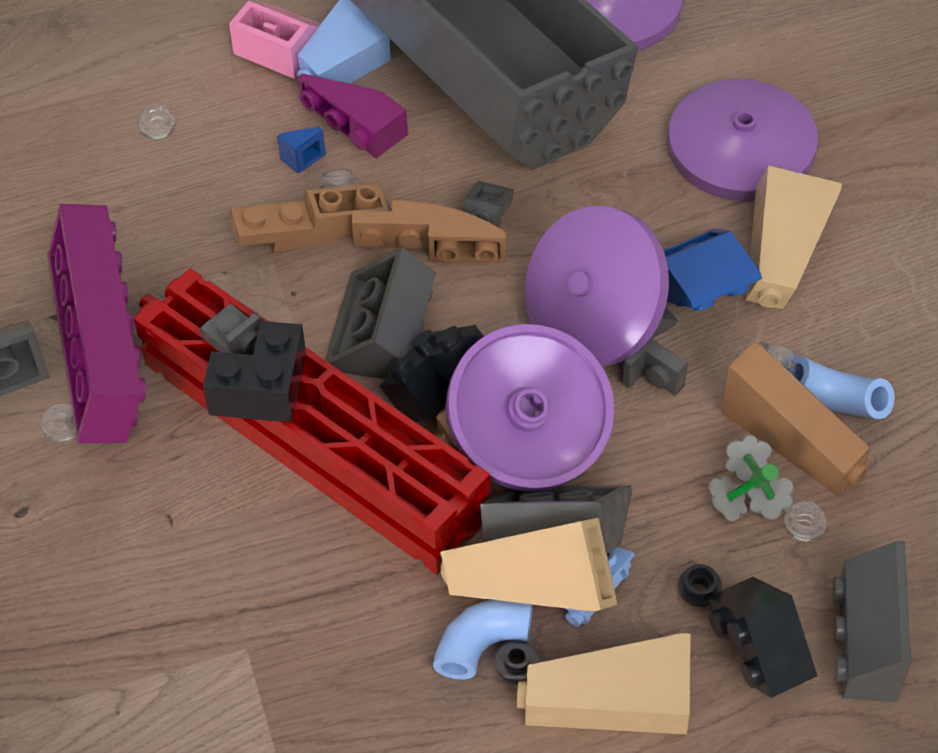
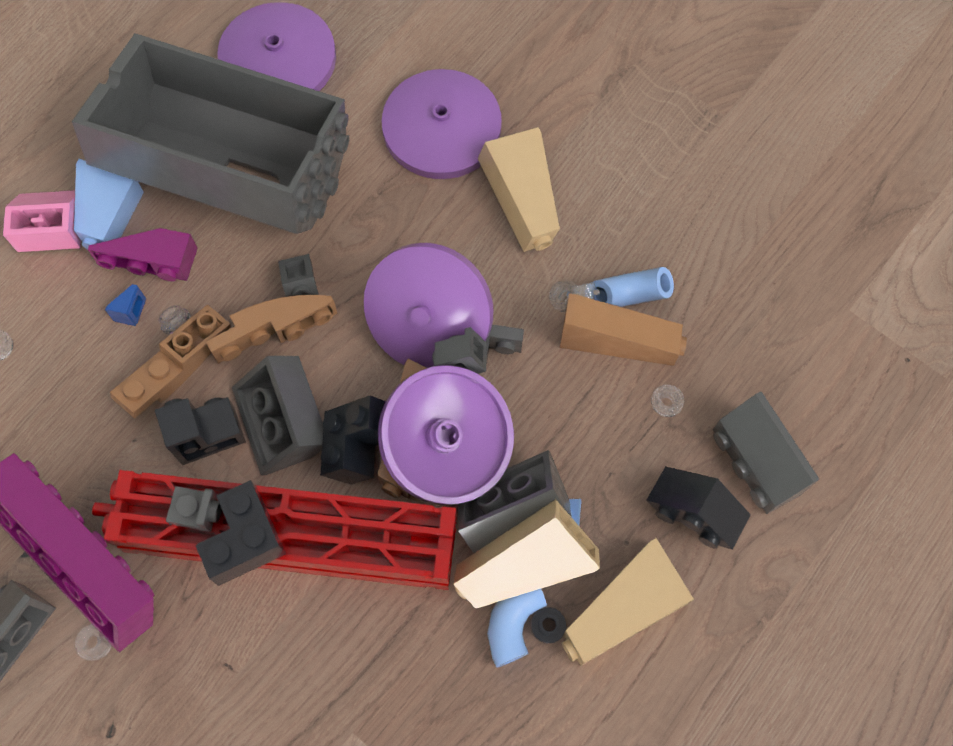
camera: 35 degrees left, 15 degrees up
(289, 290) = (200, 431): none -> black brick
(604, 338) = (463, 351): none -> dark grey brick
(702, 575) = (637, 483): black plate -> none
(708, 269) = (493, 245): blue slope -> none
(749, 463) = (629, 394): light grey plant -> none

